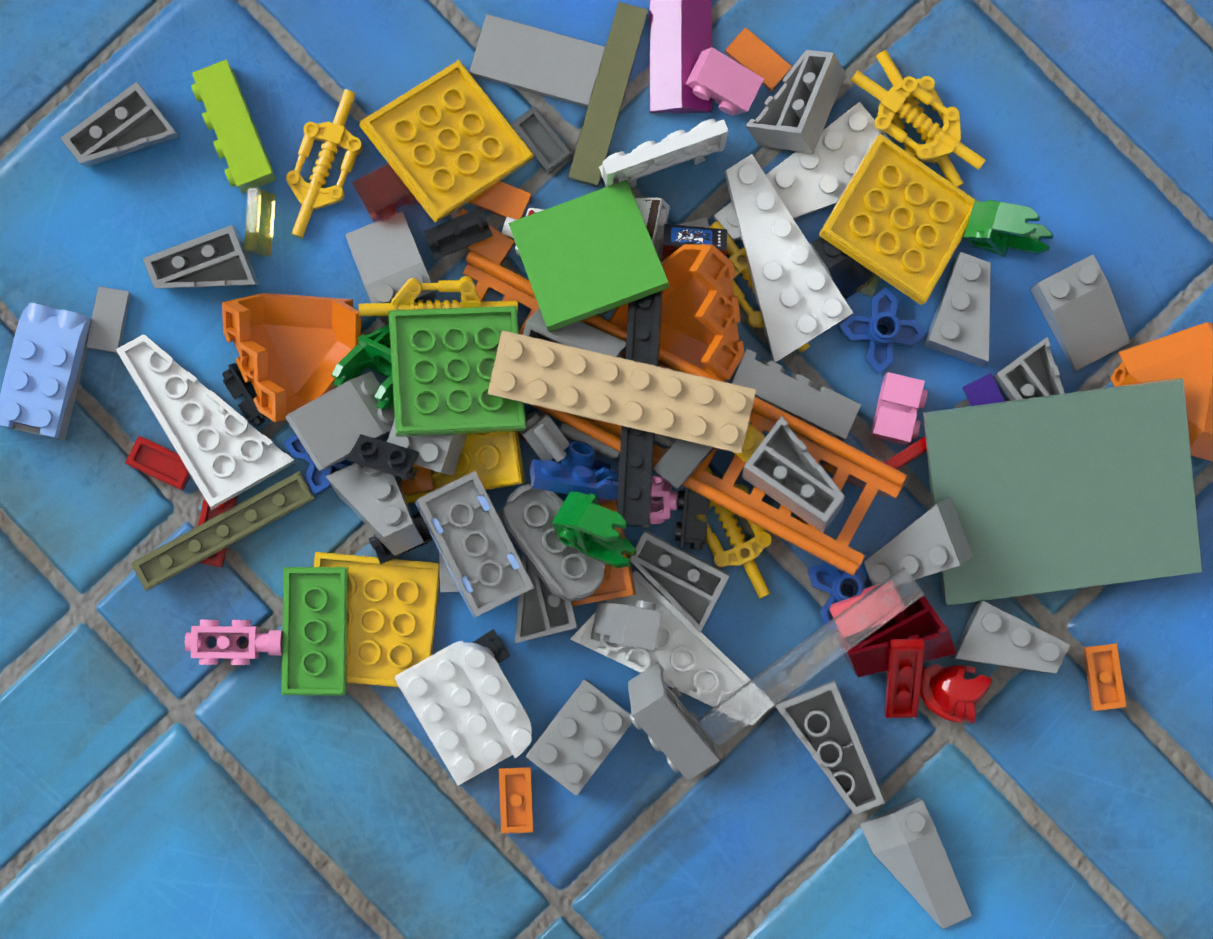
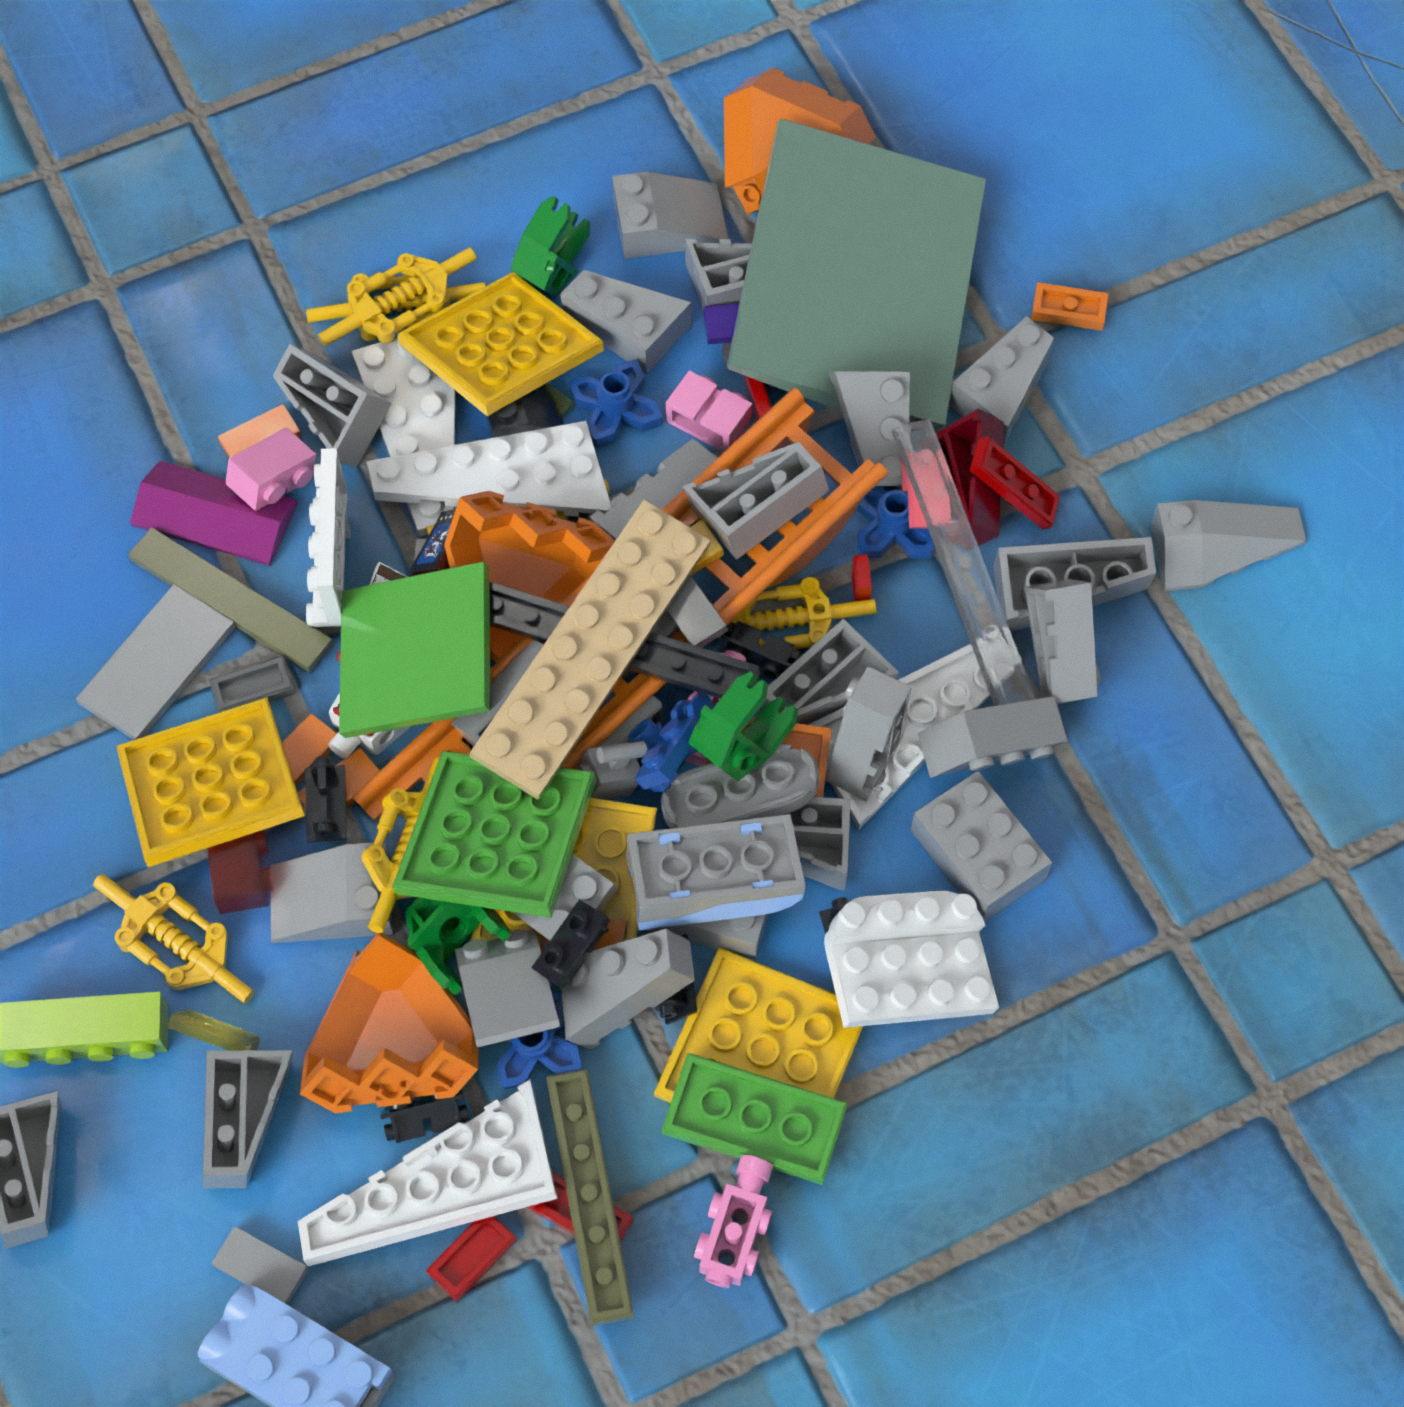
camera: 75 degrees left, 20 degrees down
(516, 800) = (1036, 945): orange plate -> none
(770, 755) = (1064, 639): none -> light grey wedge
(782, 578) = (861, 578): none -> red tile
(950, 694) = (1048, 442): red helmet -> none

